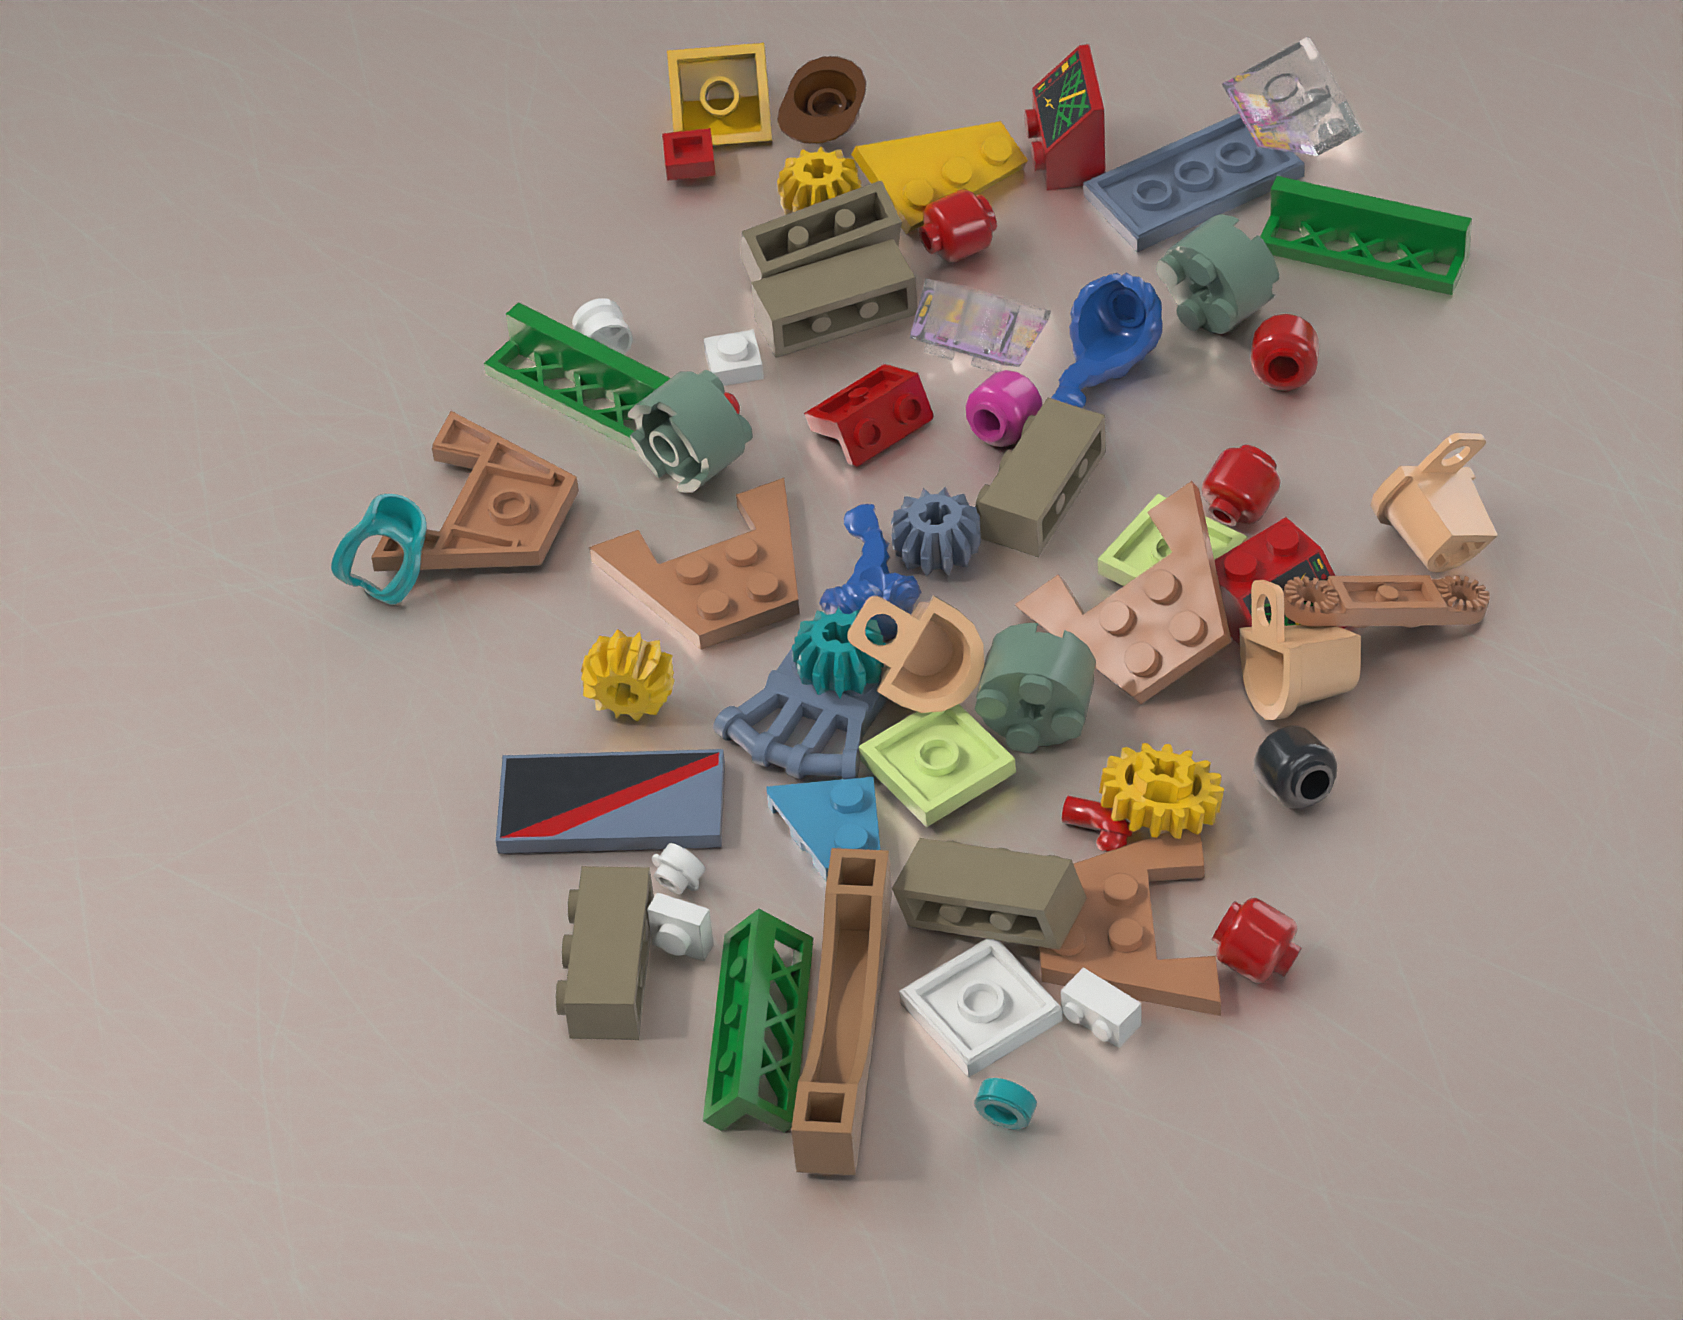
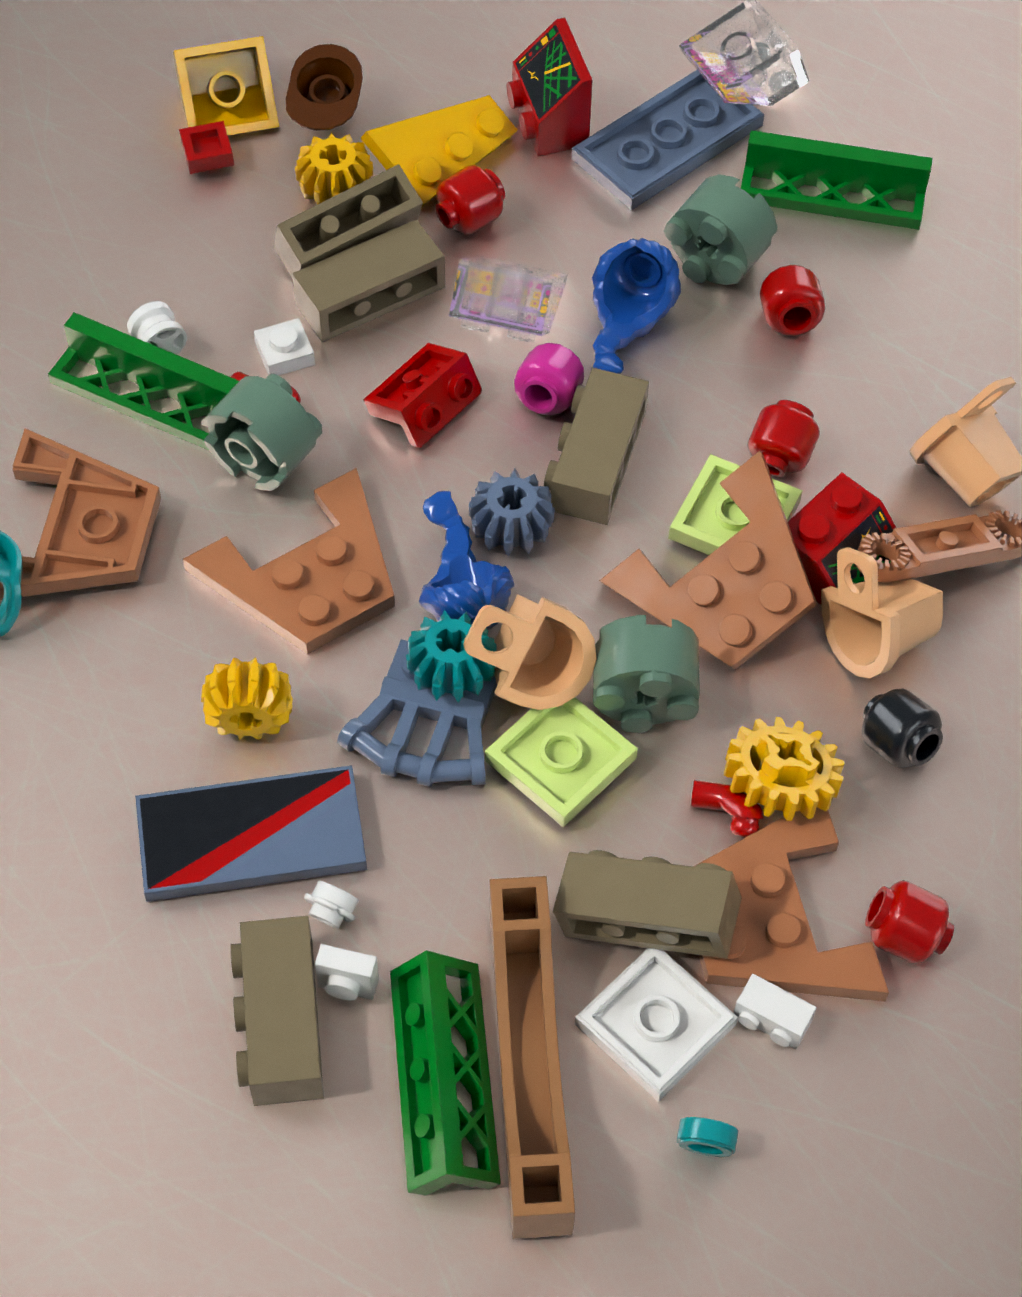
camera: 15 degrees left, 10 degrees up
(828, 816) = (472, 833): dark azure wing -> none

